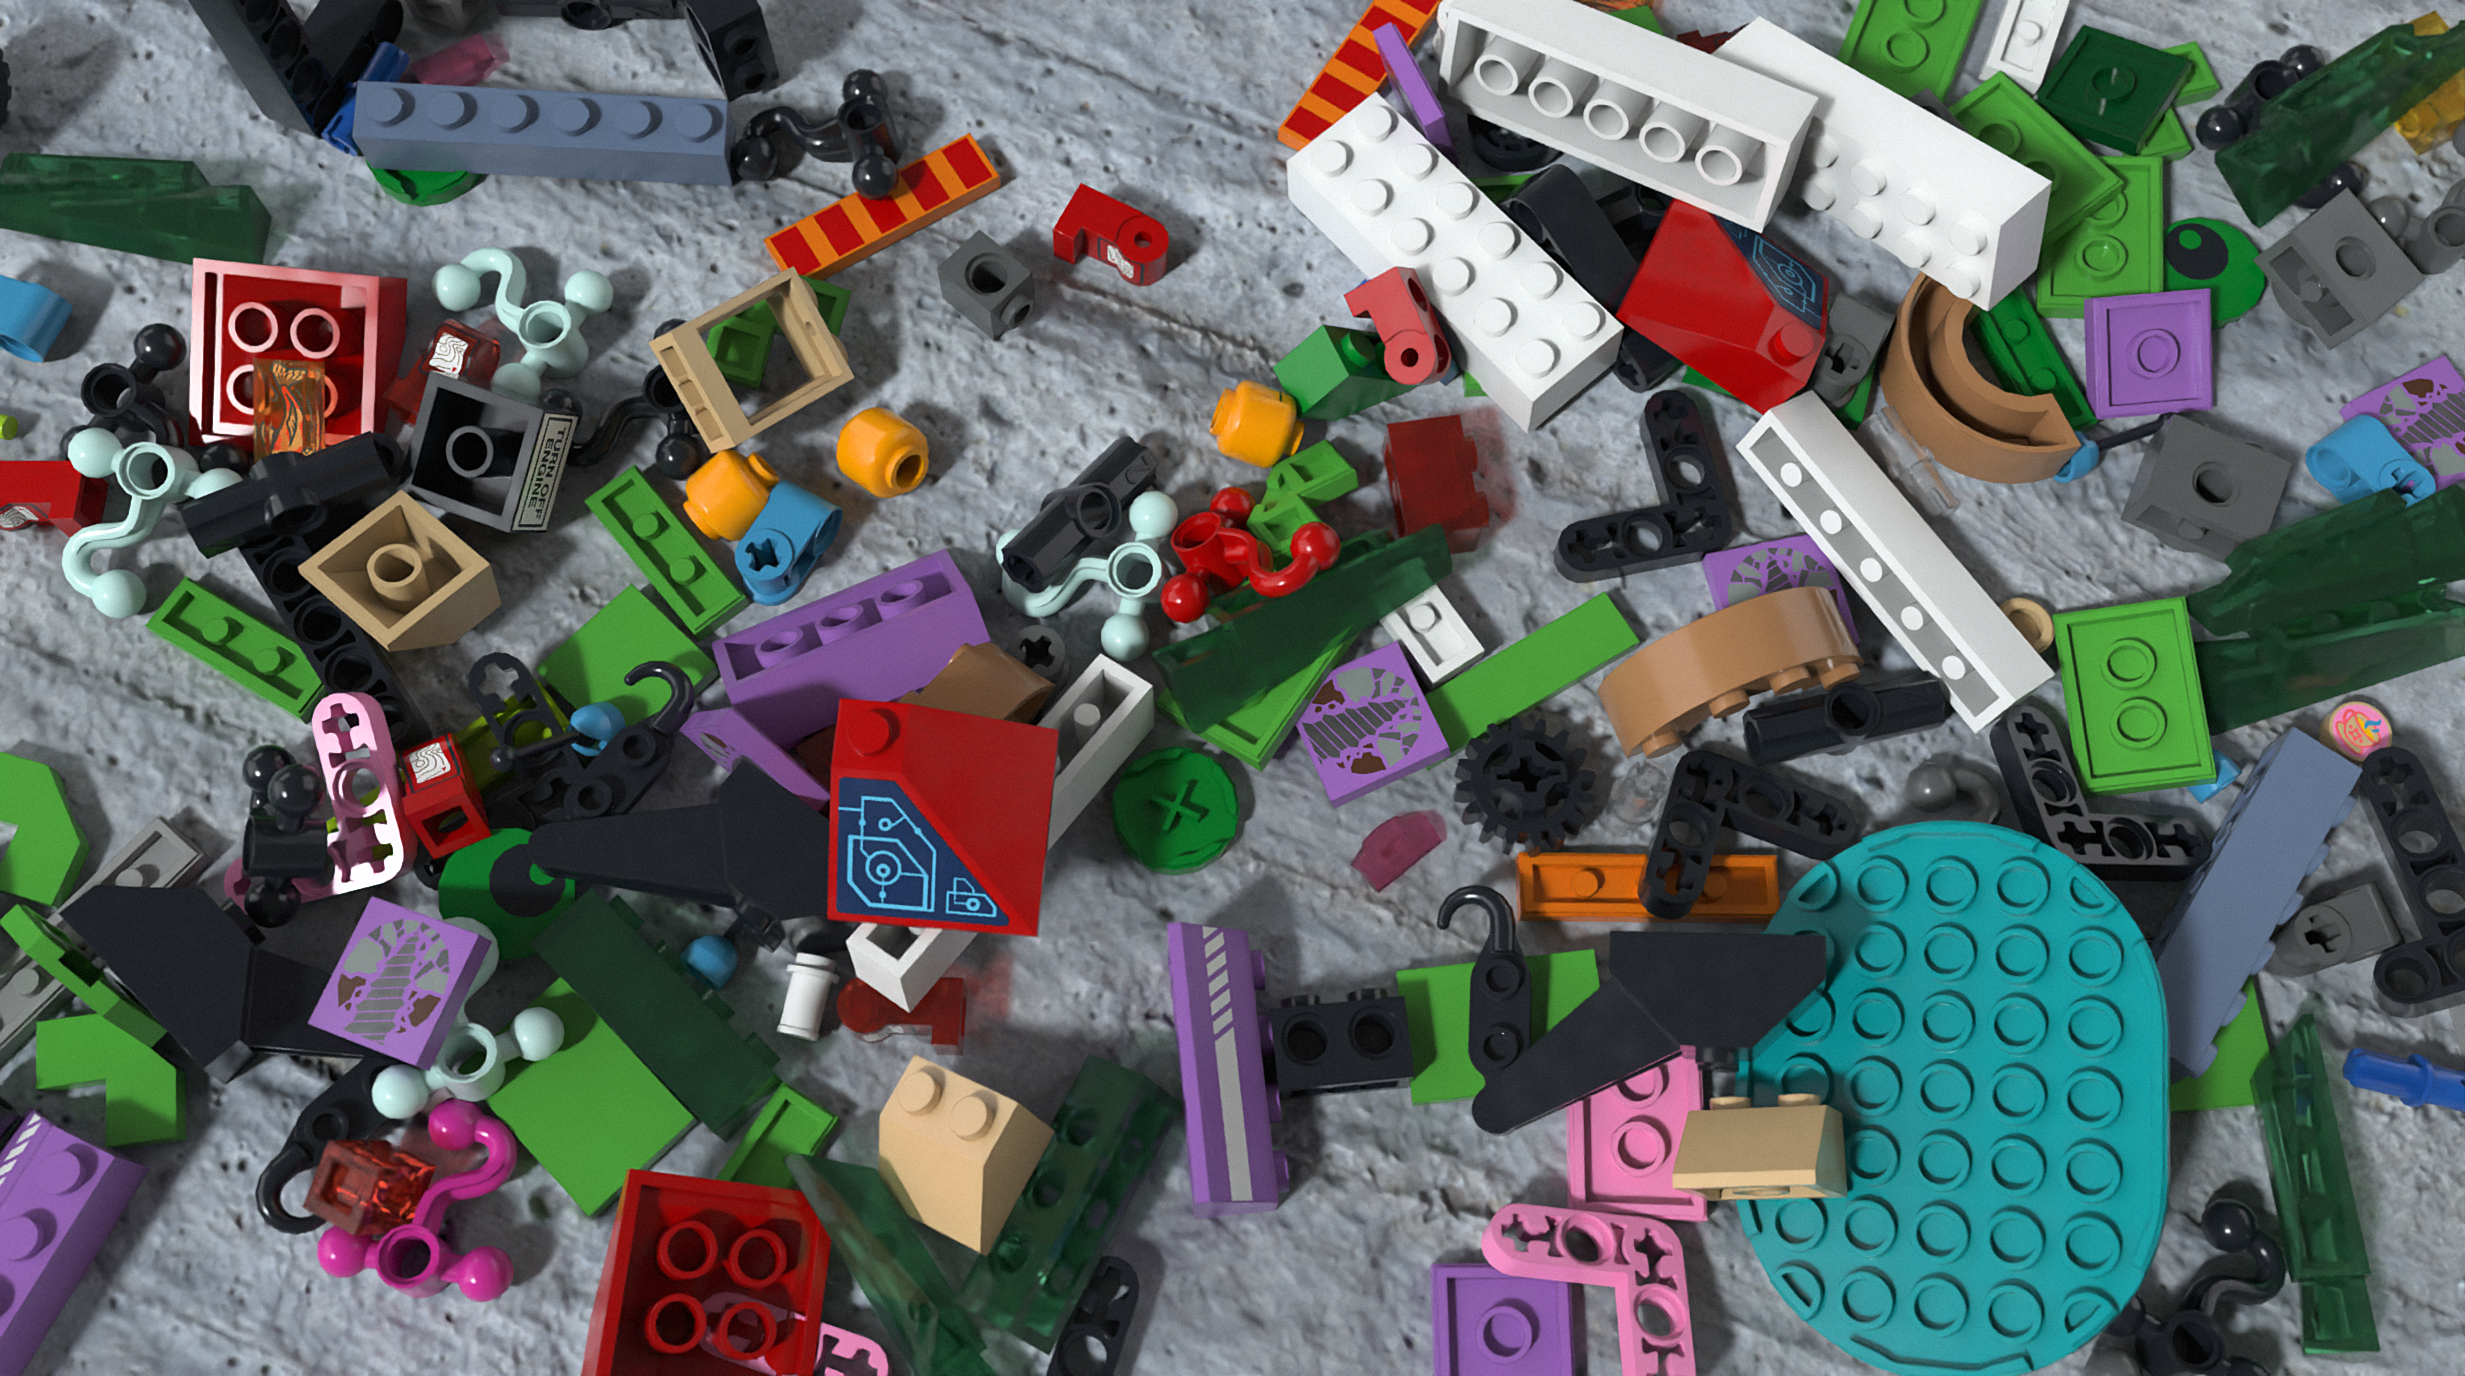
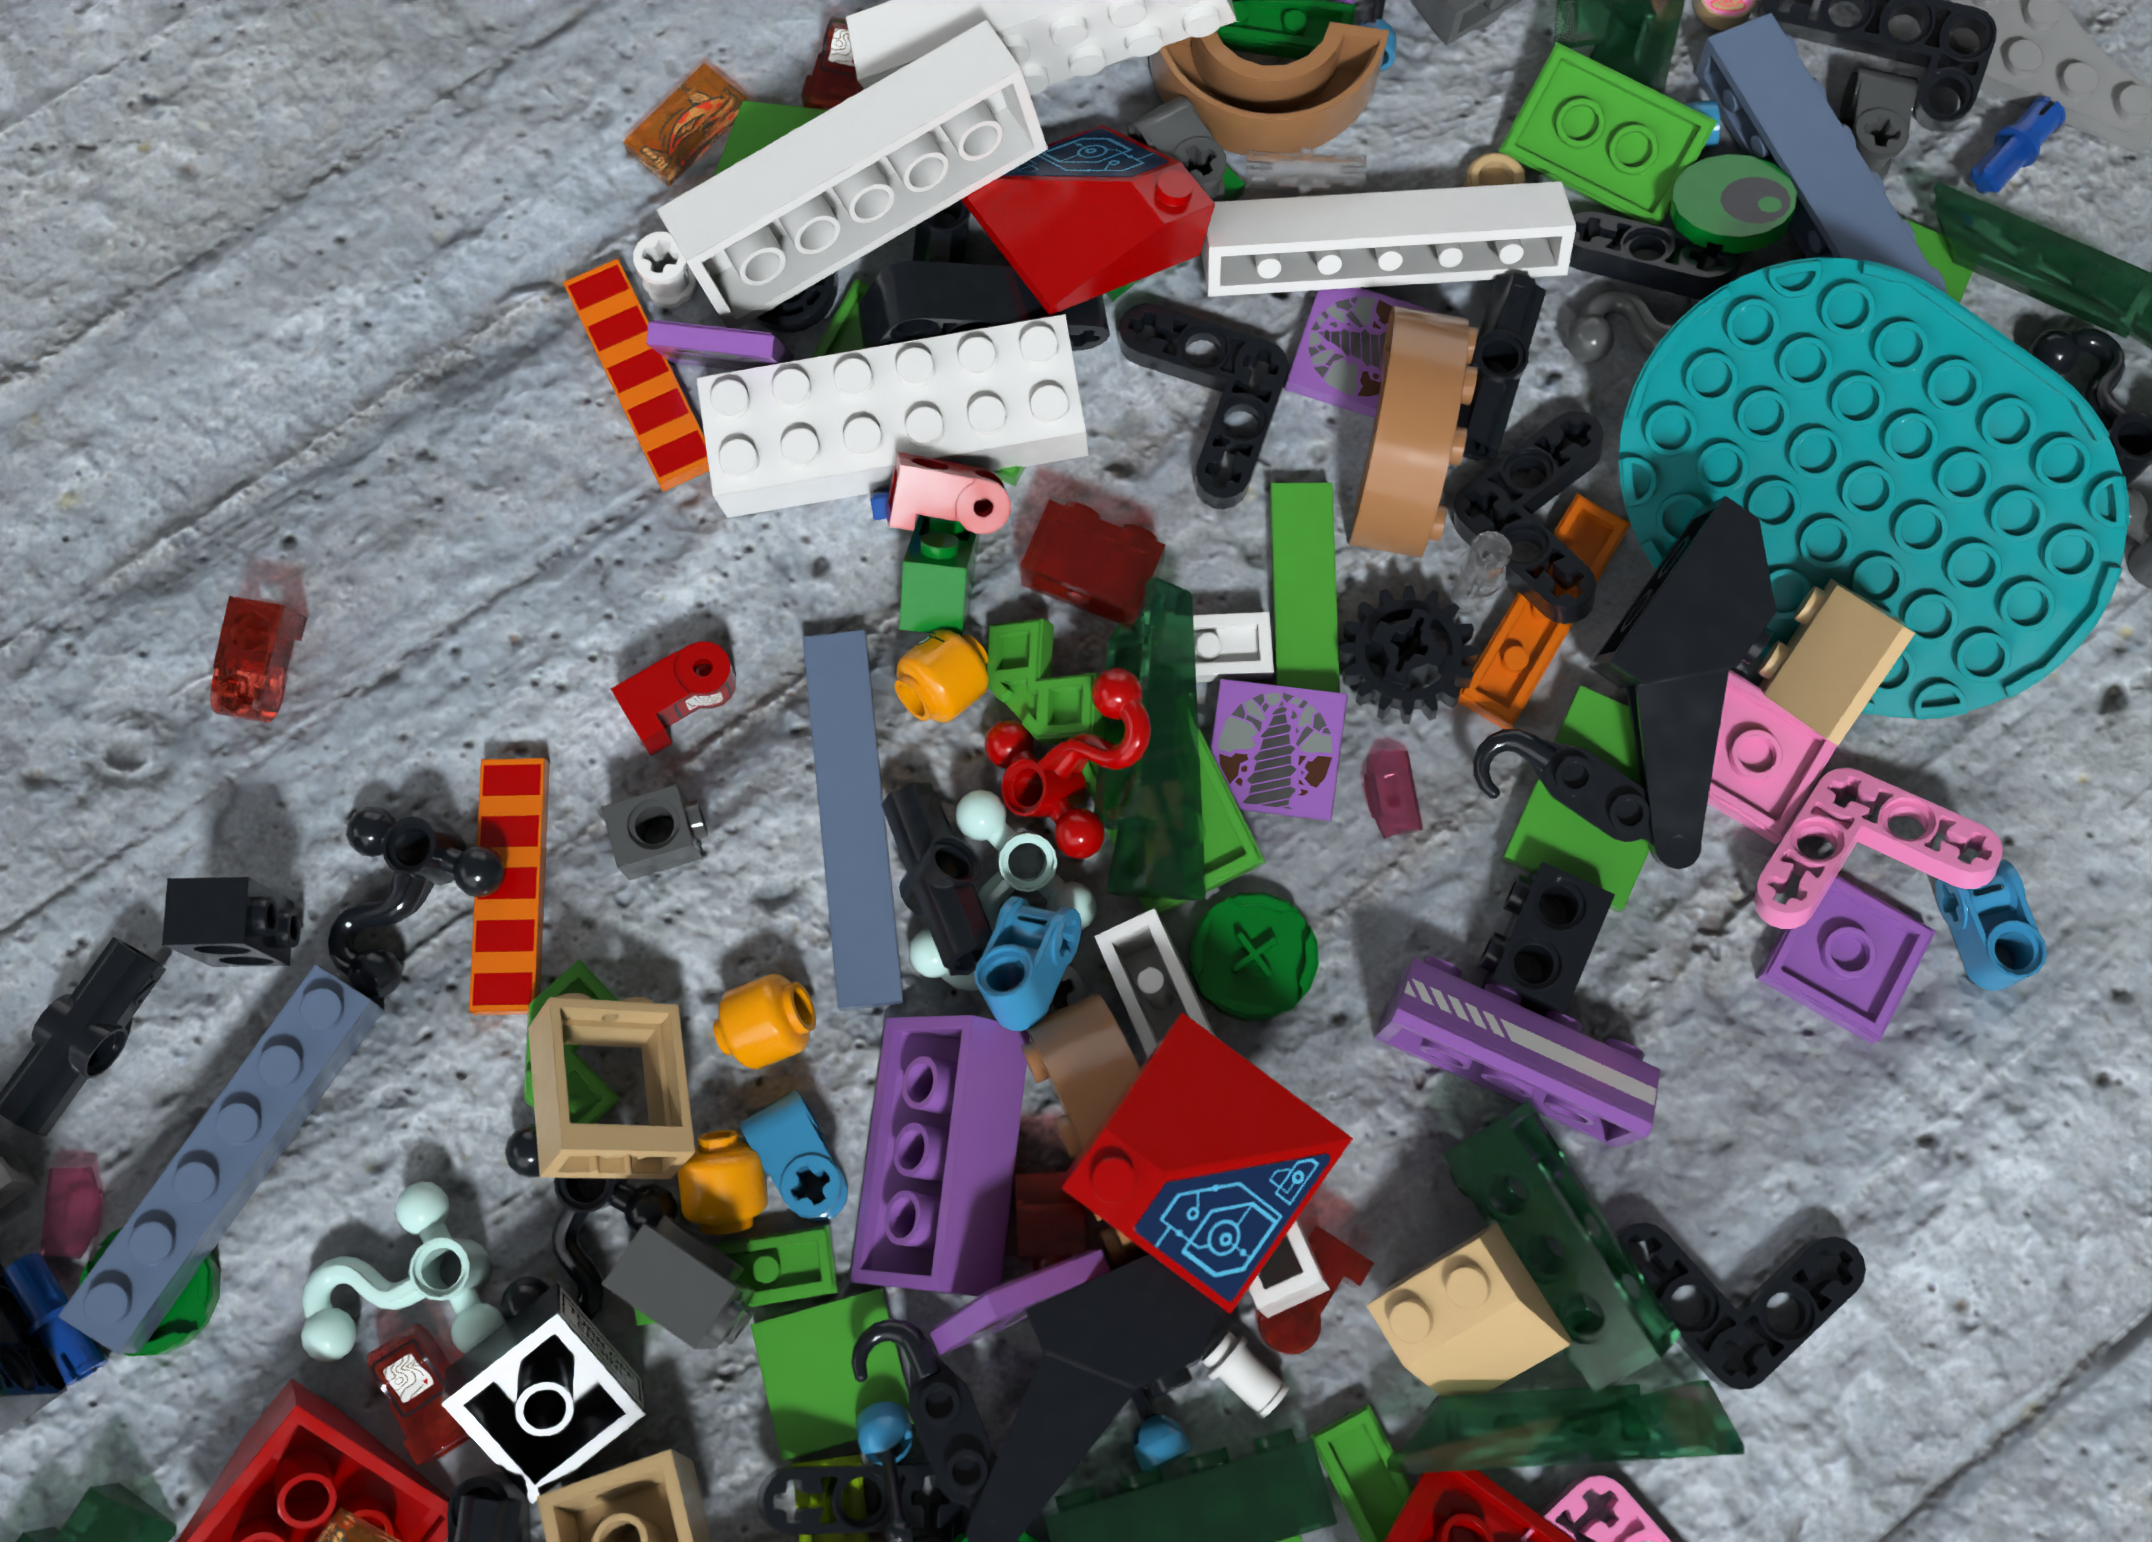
camera: 55 degrees left, 5 degrees up
(623, 497) = (683, 1285): none -> dark grey brick
(1039, 603) = (1027, 951): none -> dark azure piece
(1067, 444) = (852, 821): none -> sand blue tile
(2147, 834) = (1733, 202): none -> green tile

